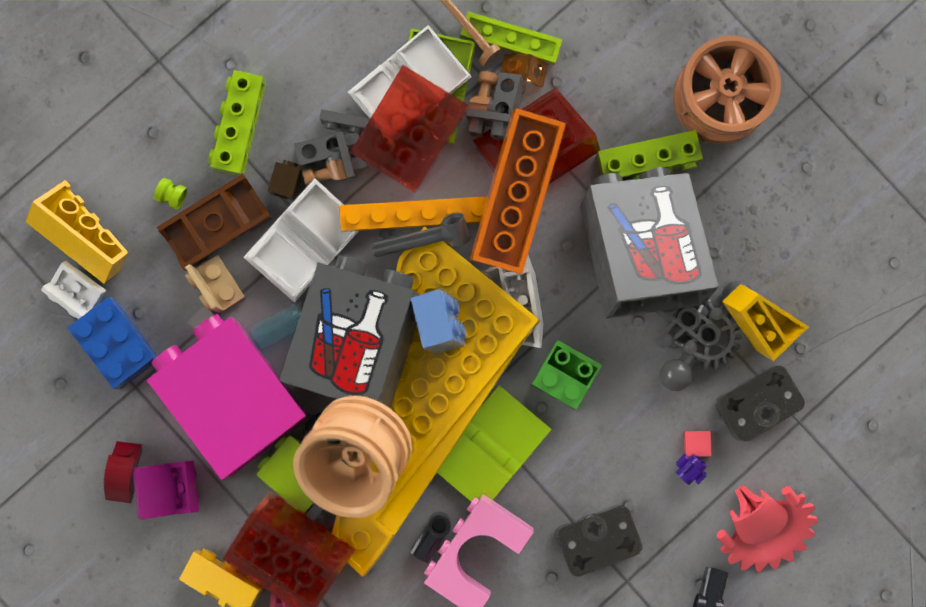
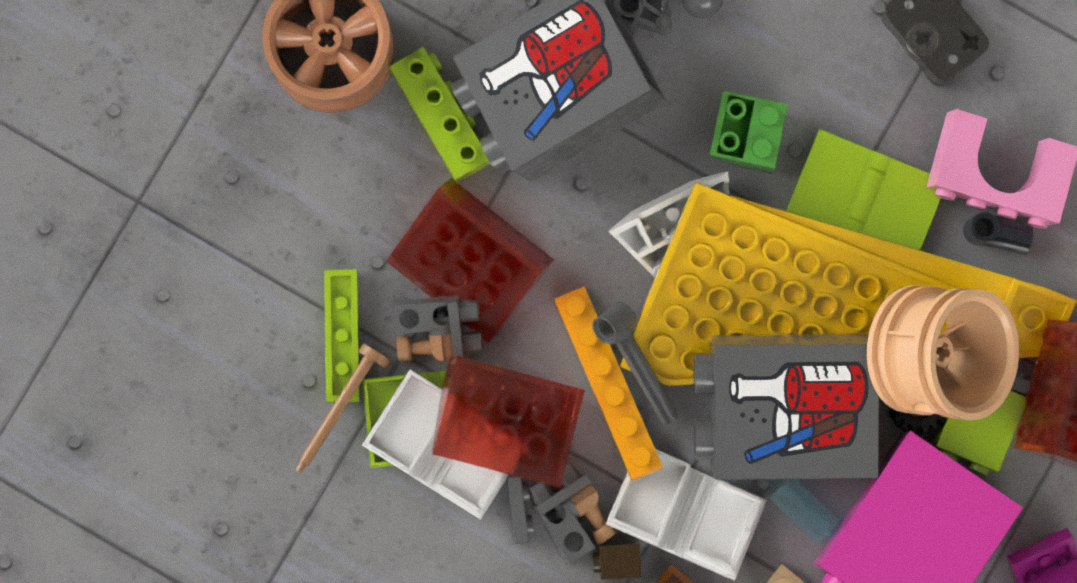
camera: 100 degrees left, 0 degrees up
(438, 321) = (740, 304): medium blue brick -> none
(517, 191) = (548, 258): orange brick -> none
(524, 65) = (376, 308): clear orange bracket -> none

